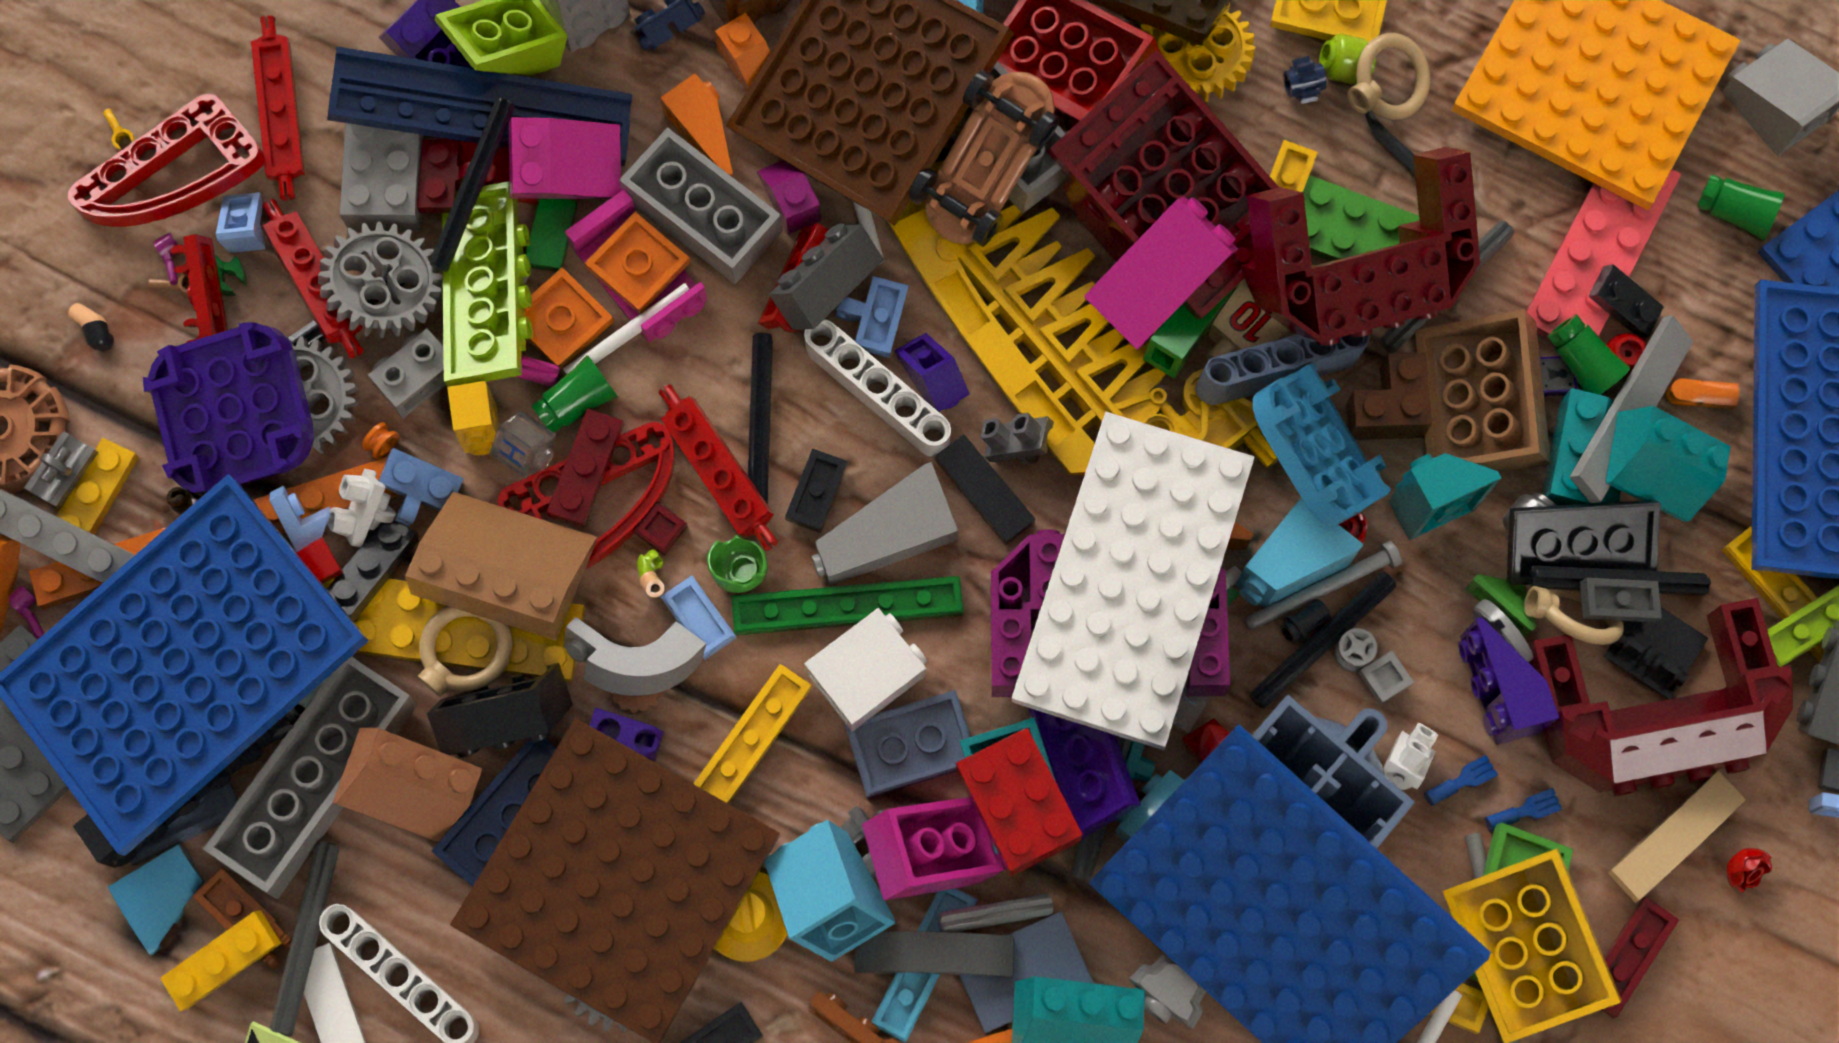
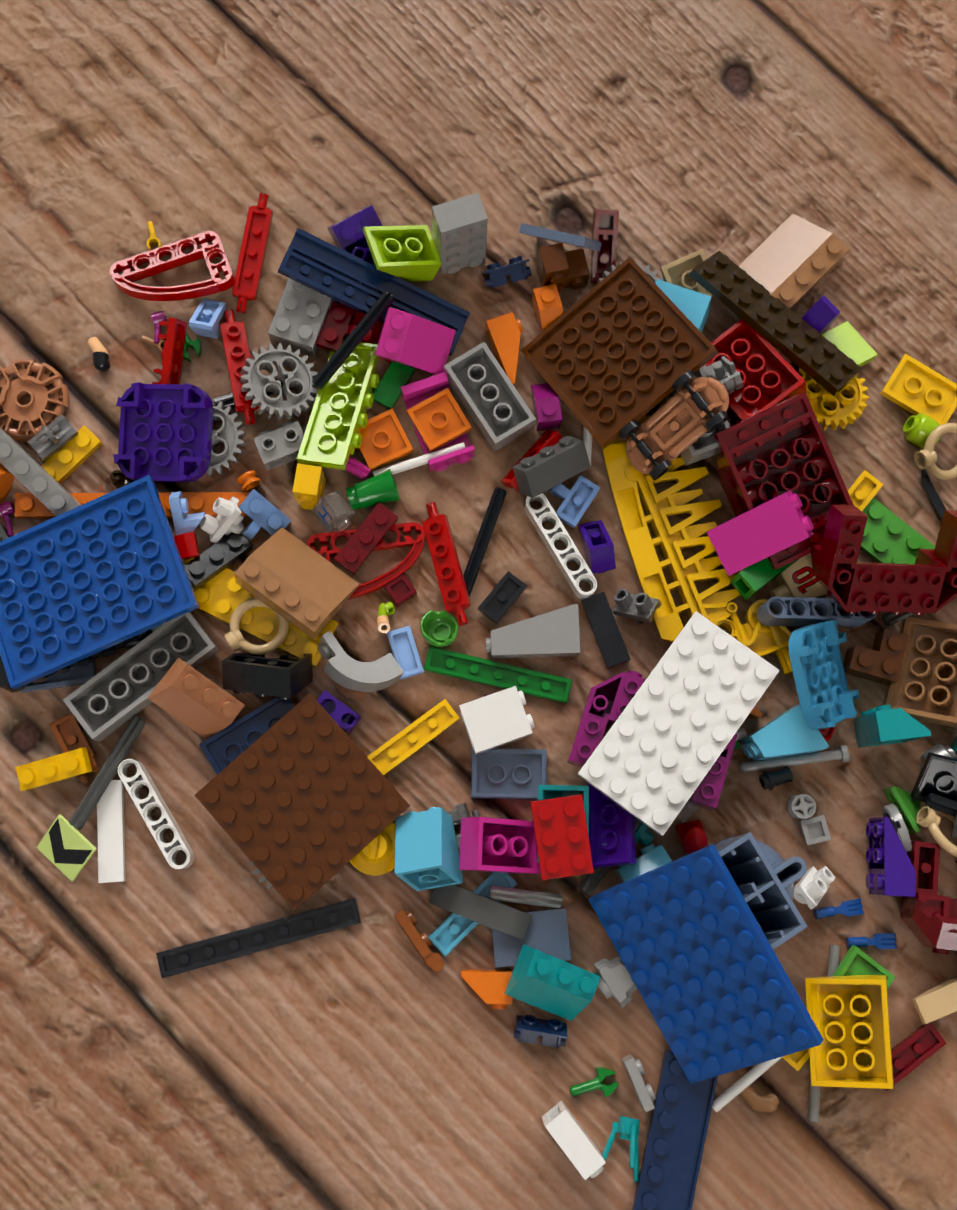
camera: 15 degrees right, 5 degrees up
(157, 895) = (29, 716): dark azure slope -> none
(1036, 61) = (726, 373): none -> light grey hand
(1304, 80) = (890, 435): dark blue gear -> none
(1322, 640) = (783, 793): black axle -> none

